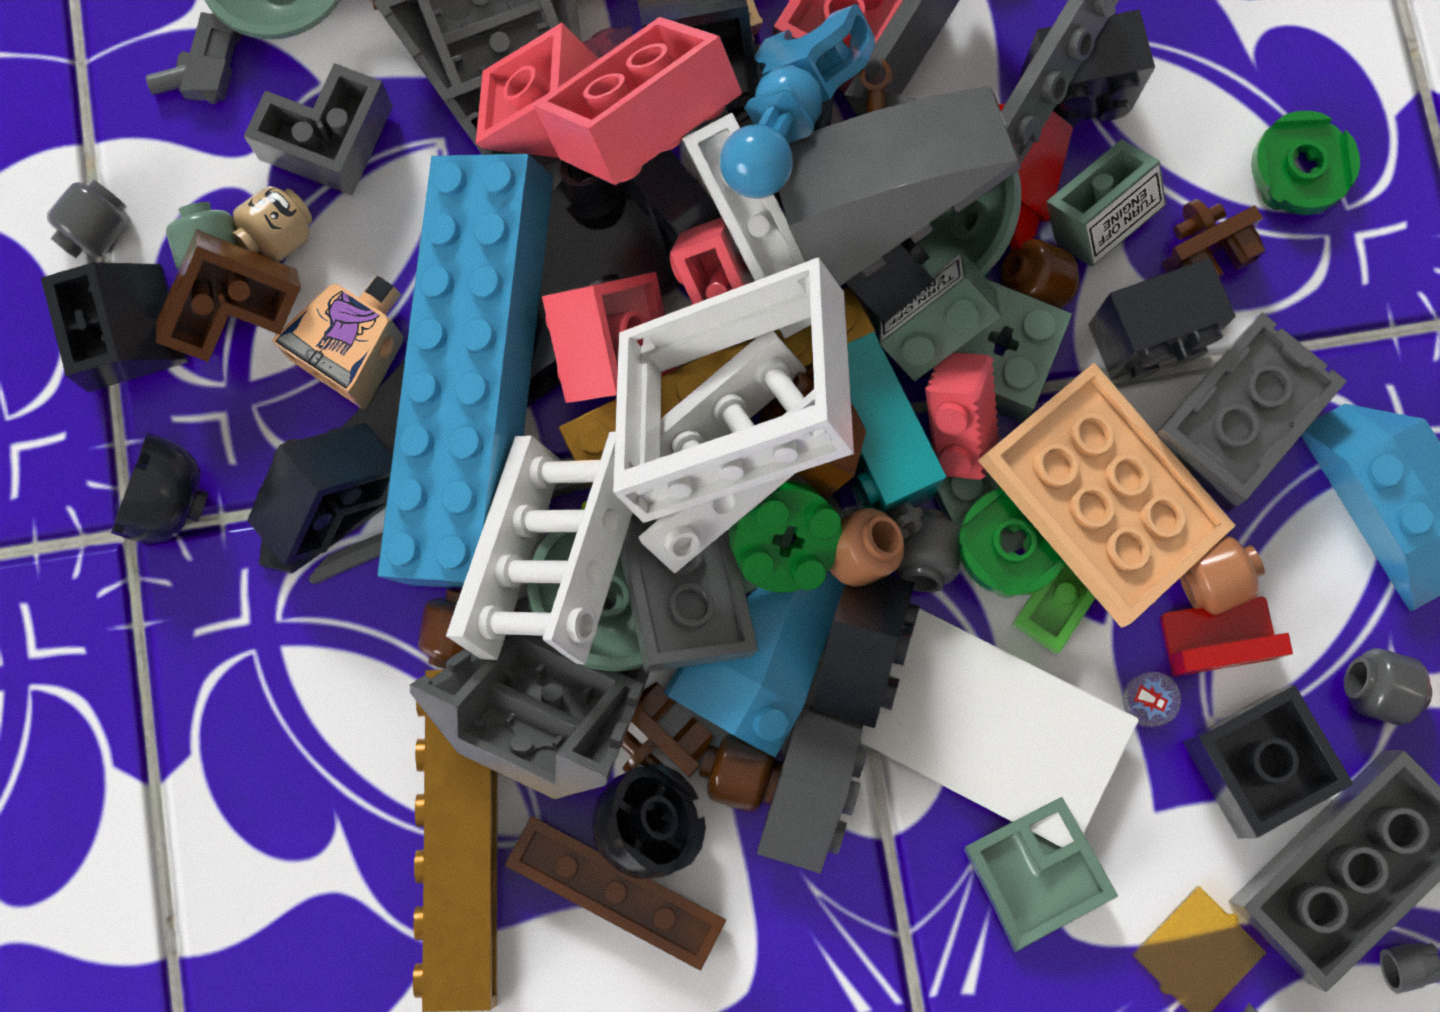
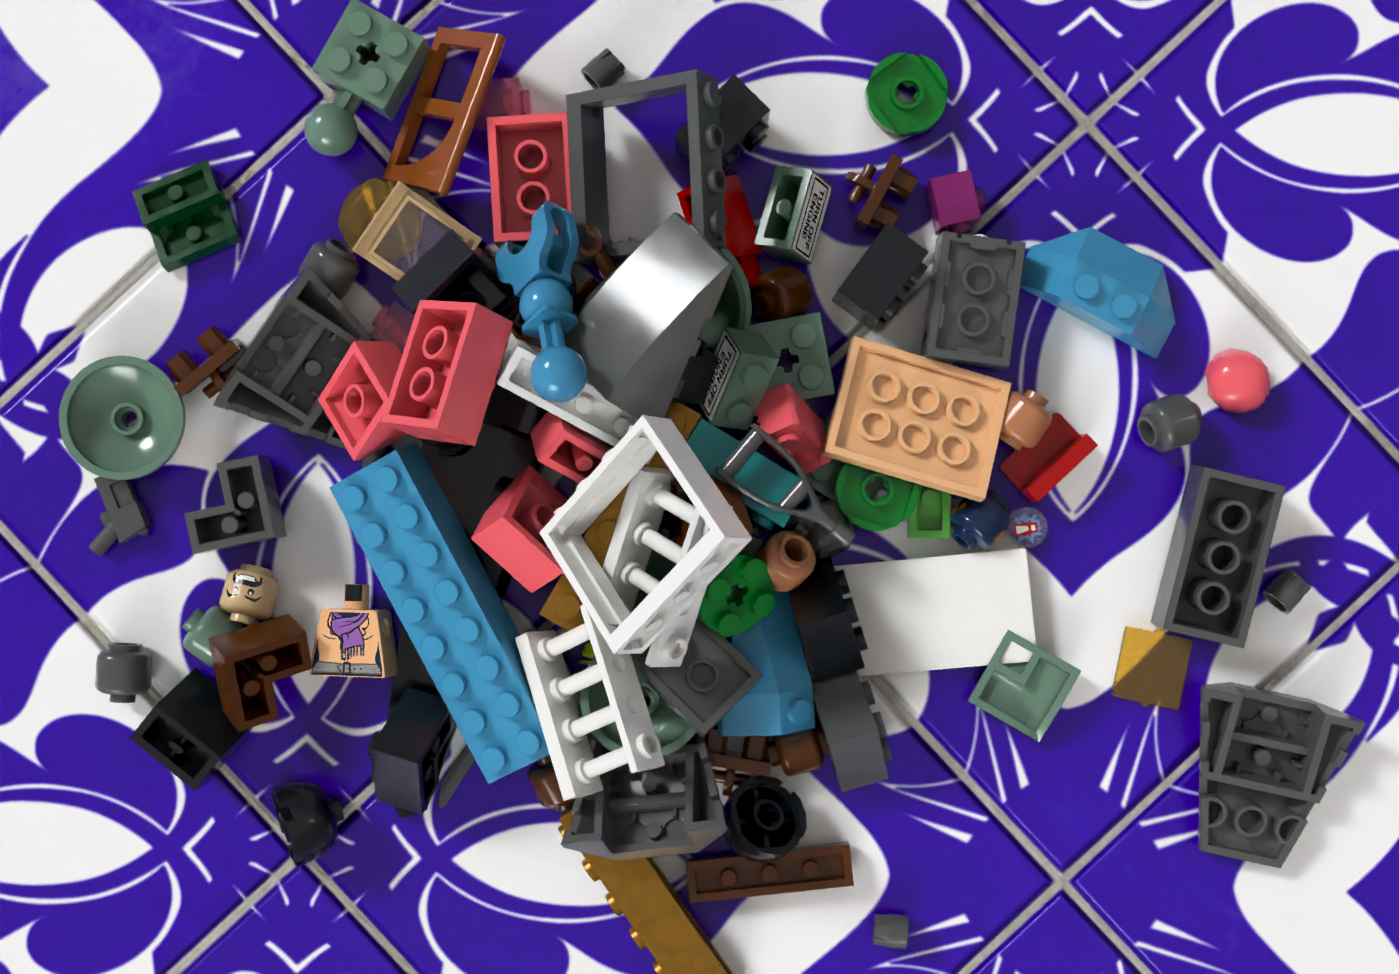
camera: 35 degrees left, 10 degrees up
(922, 474) = (794, 495): none -> dark grey piece
(1106, 655) = (980, 523): none -> dark blue head
(1267, 763) = (1123, 525): black brick -> none
(1291, 297) = (954, 202): none -> magenta brick

